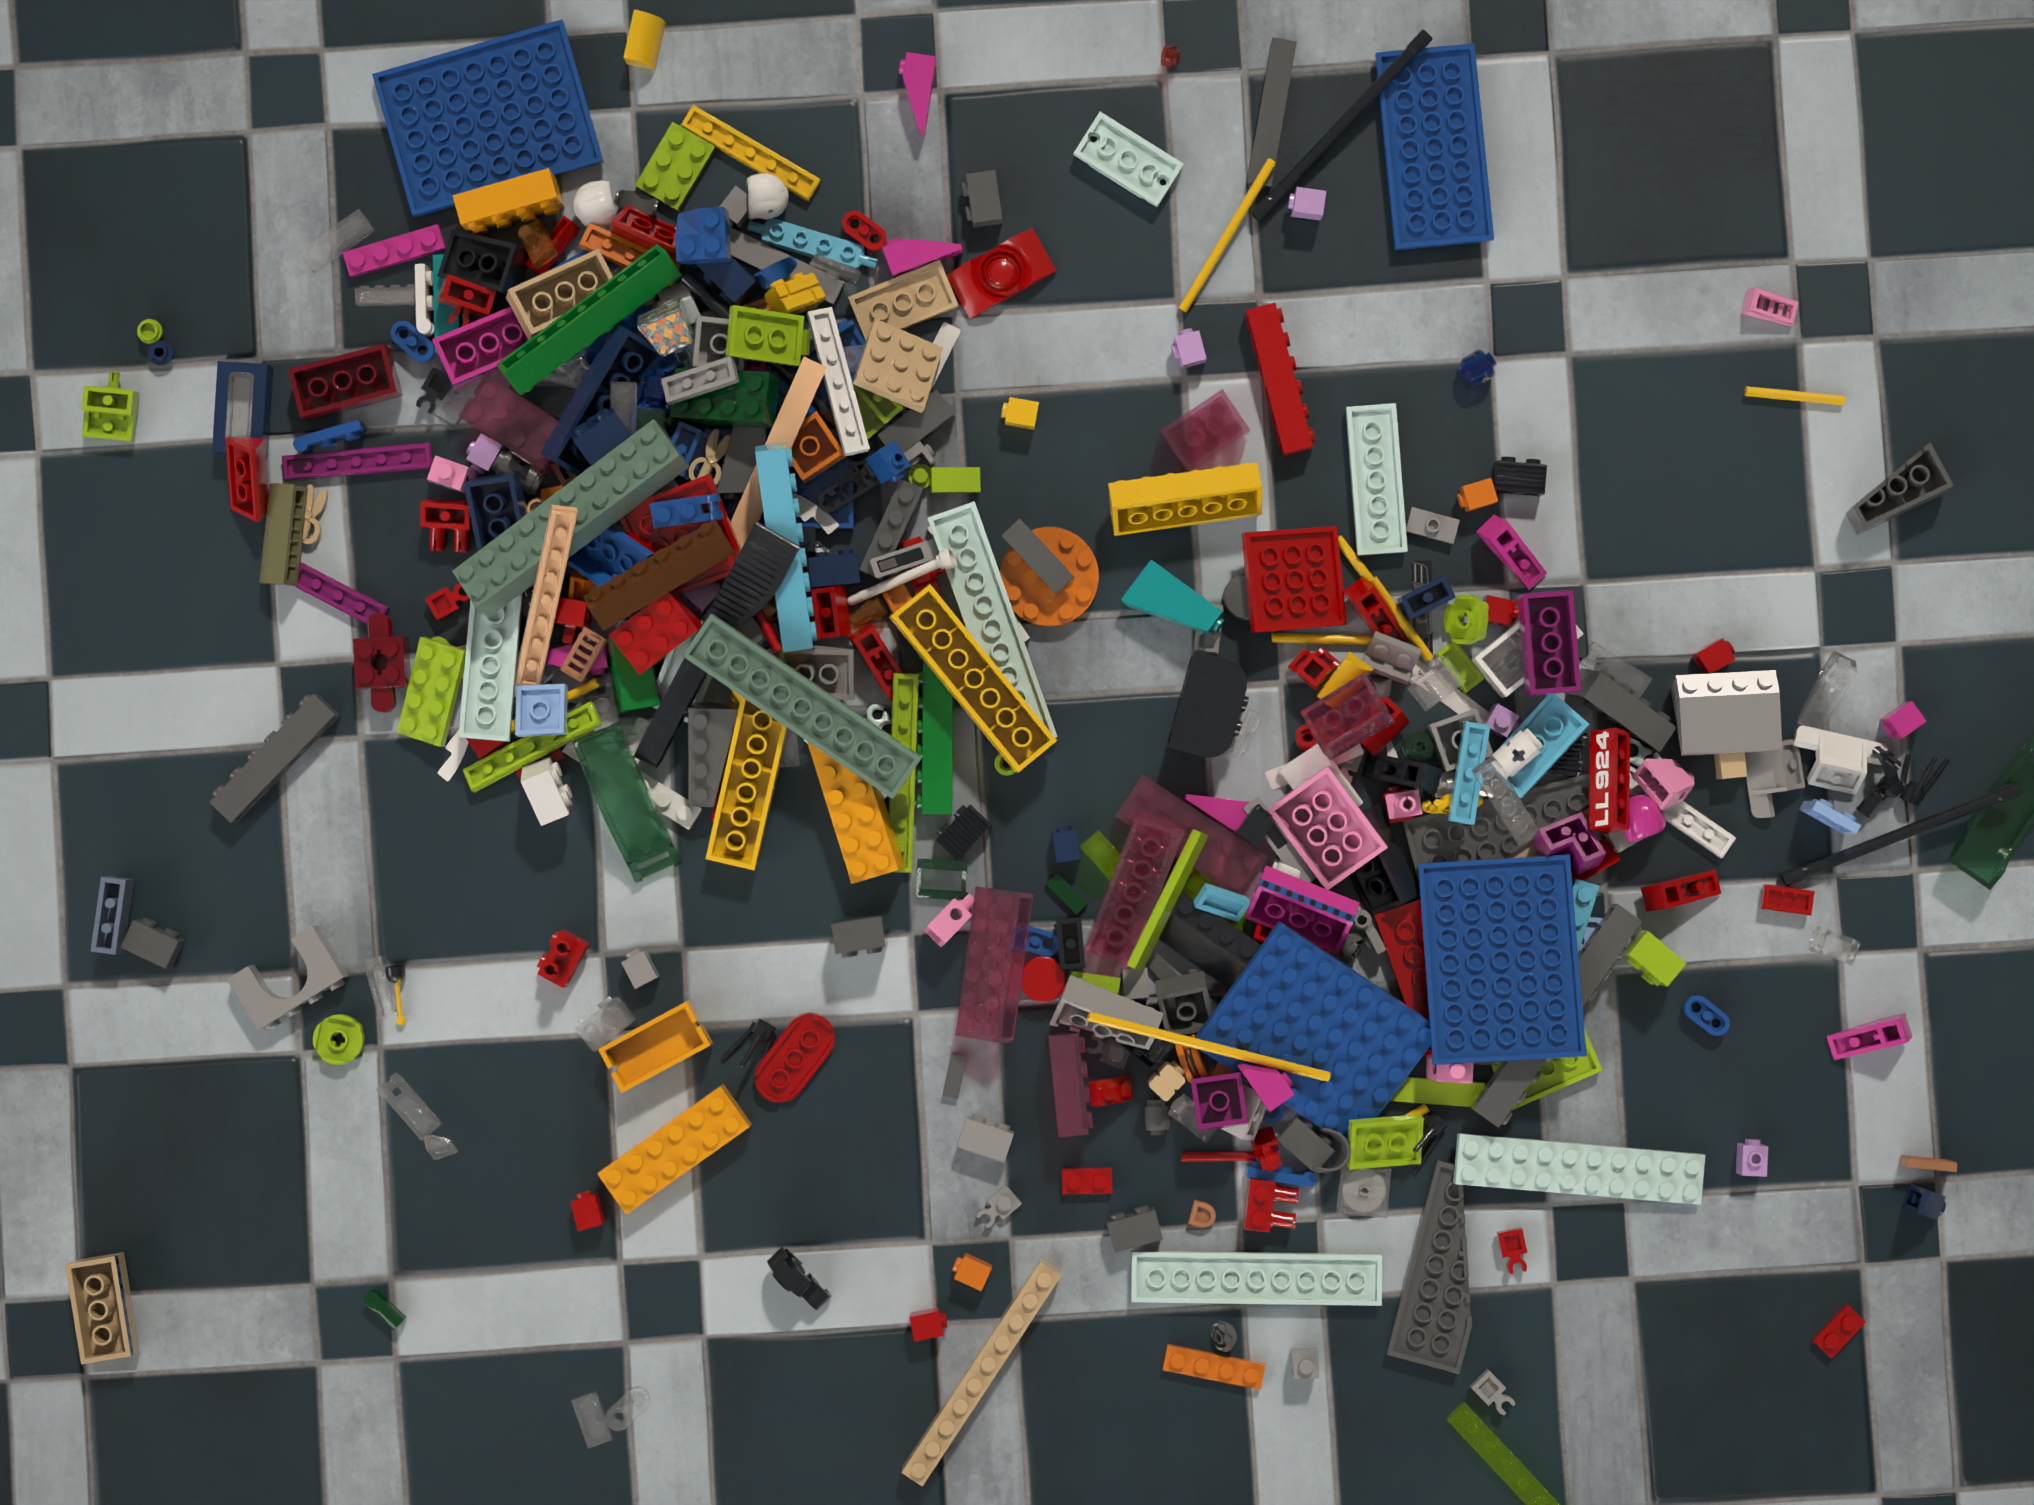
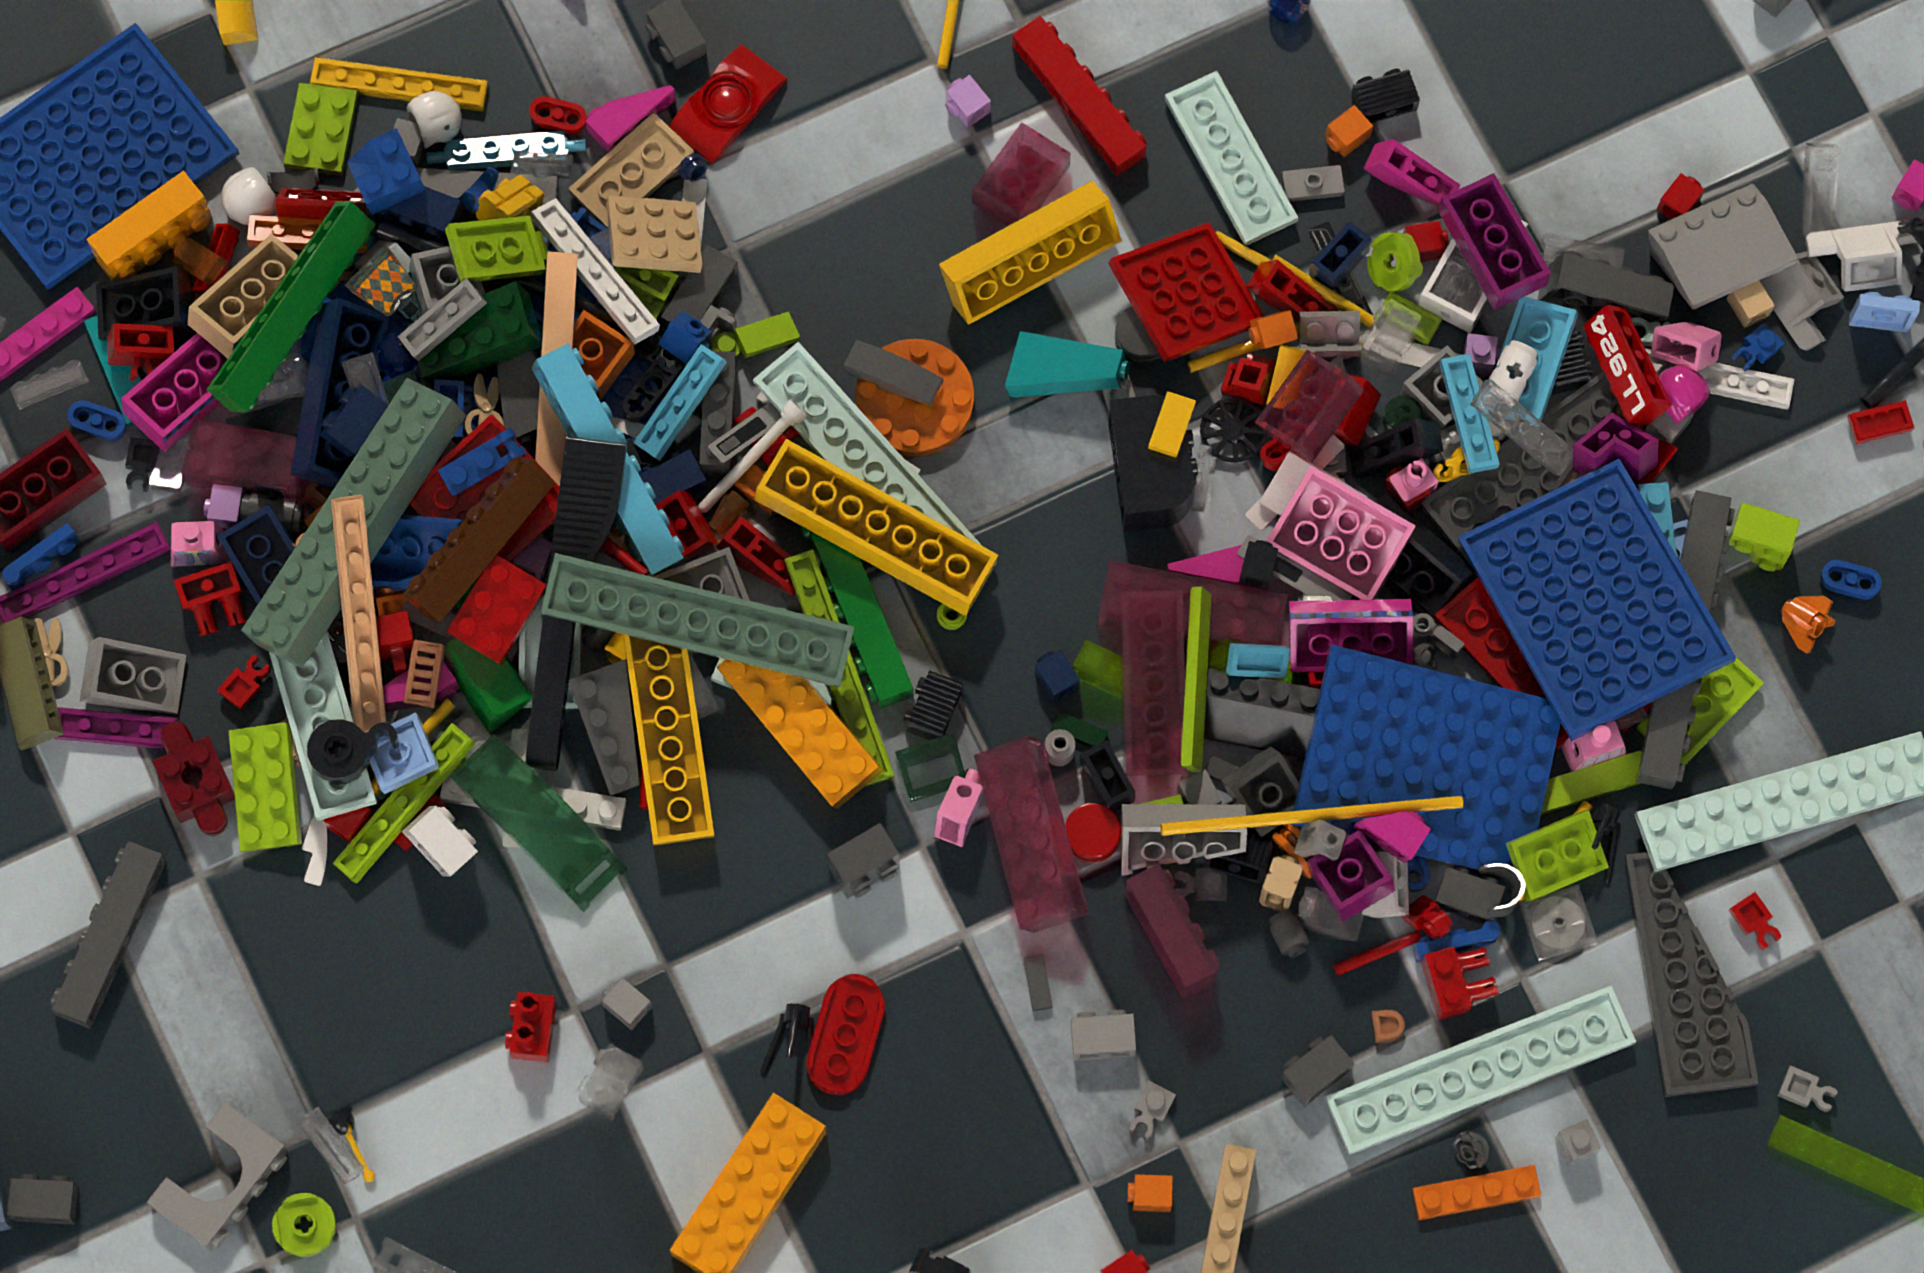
camera: 20 degrees left, 15 degrees down
(365, 562) = (132, 677): none -> light grey slope
(424, 300) = (94, 372): white plate -> none
(509, 694) = (354, 758): none -> black piece
(655, 1046) = (679, 1080): light orange piece -> none
(863, 514) = (680, 402): none -> medium azure plate
(952, 318) = (692, 167): none -> dark blue plate
(1020, 413) = (810, 237): yellow brick -> none
(1035, 939) = (1067, 788): blue plate -> none
(1044, 896) = (1060, 756): none -> light grey brick
(1087, 1180) = (1239, 1040): red plate -> none
(1111, 1090) = (1223, 922): red plate -> none
(1206, 1068) = (1320, 838): none -> light grey bracket
(1233, 691) = (1172, 424): none -> yellow tile
(1283, 701) = (1232, 429): none -> black wheel
(1347, 638) = (1272, 330): none -> orange brick
(1657, 1034) = (1805, 618): none -> orange brick
(1680, 891) = (1759, 457): red slope -> none
(1722, 800) = (1759, 345): none -> blue plate

